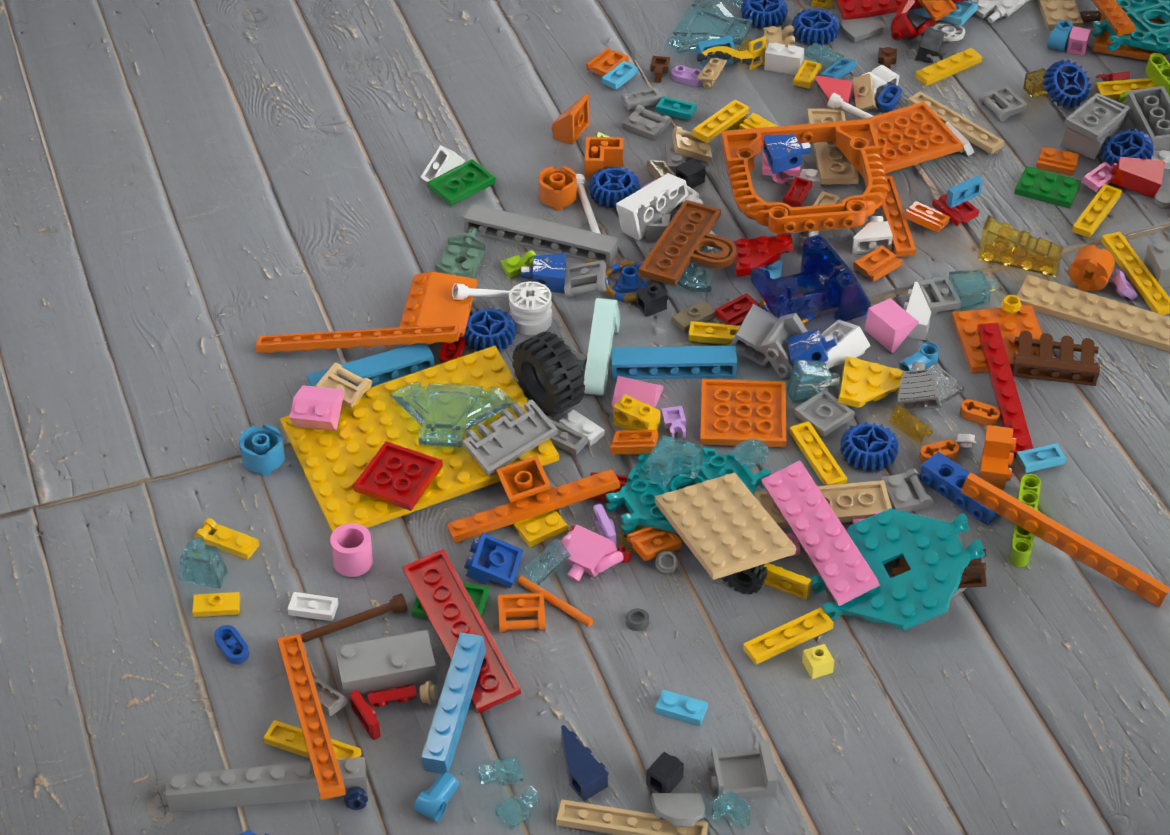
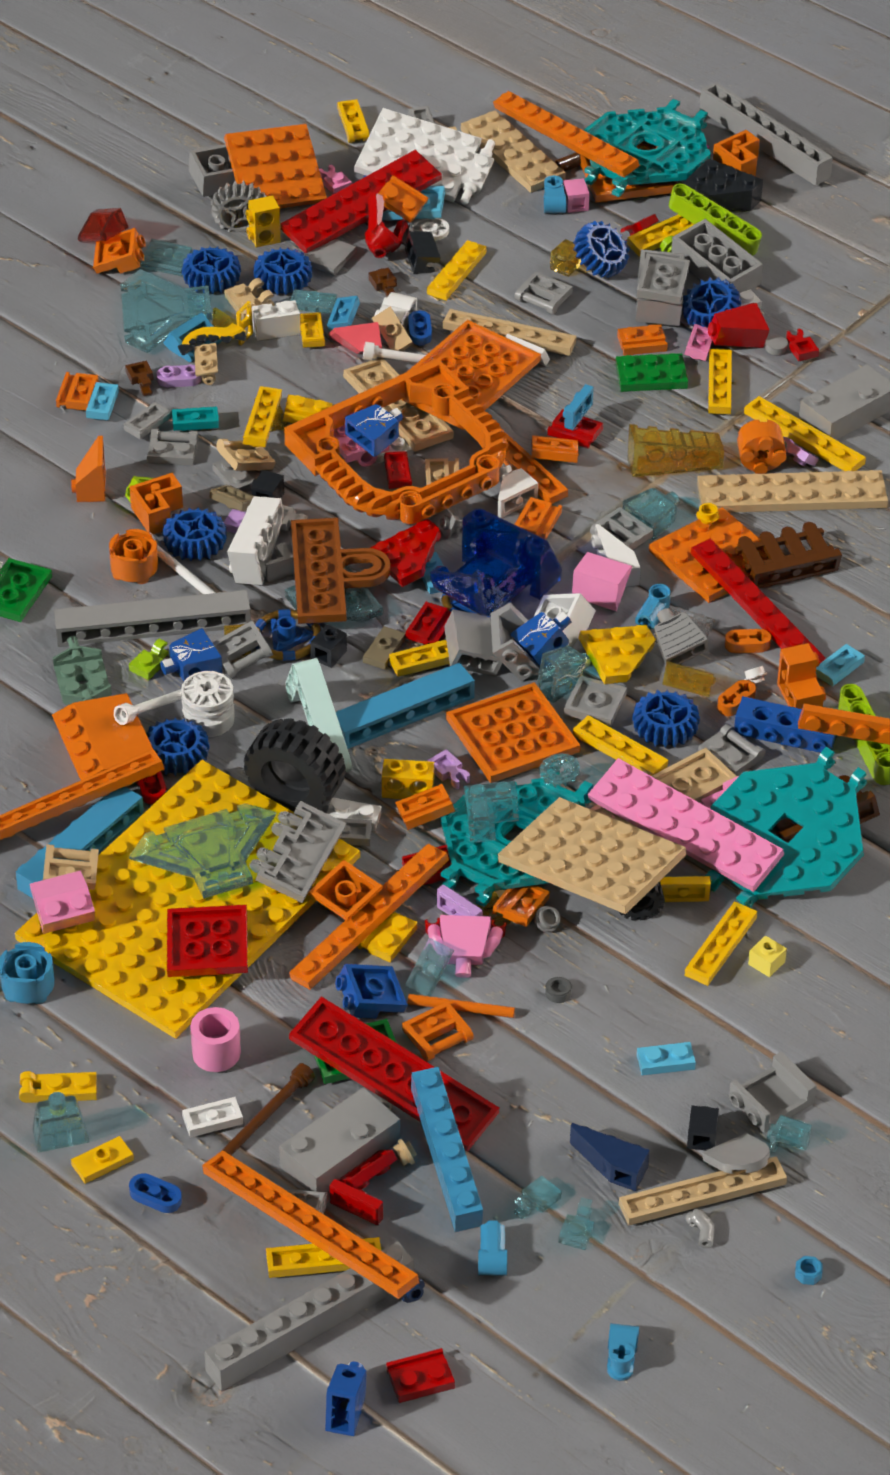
camera: 30 degrees left, 0 degrees up
(640, 390) = (375, 751): bright pink slope -> none

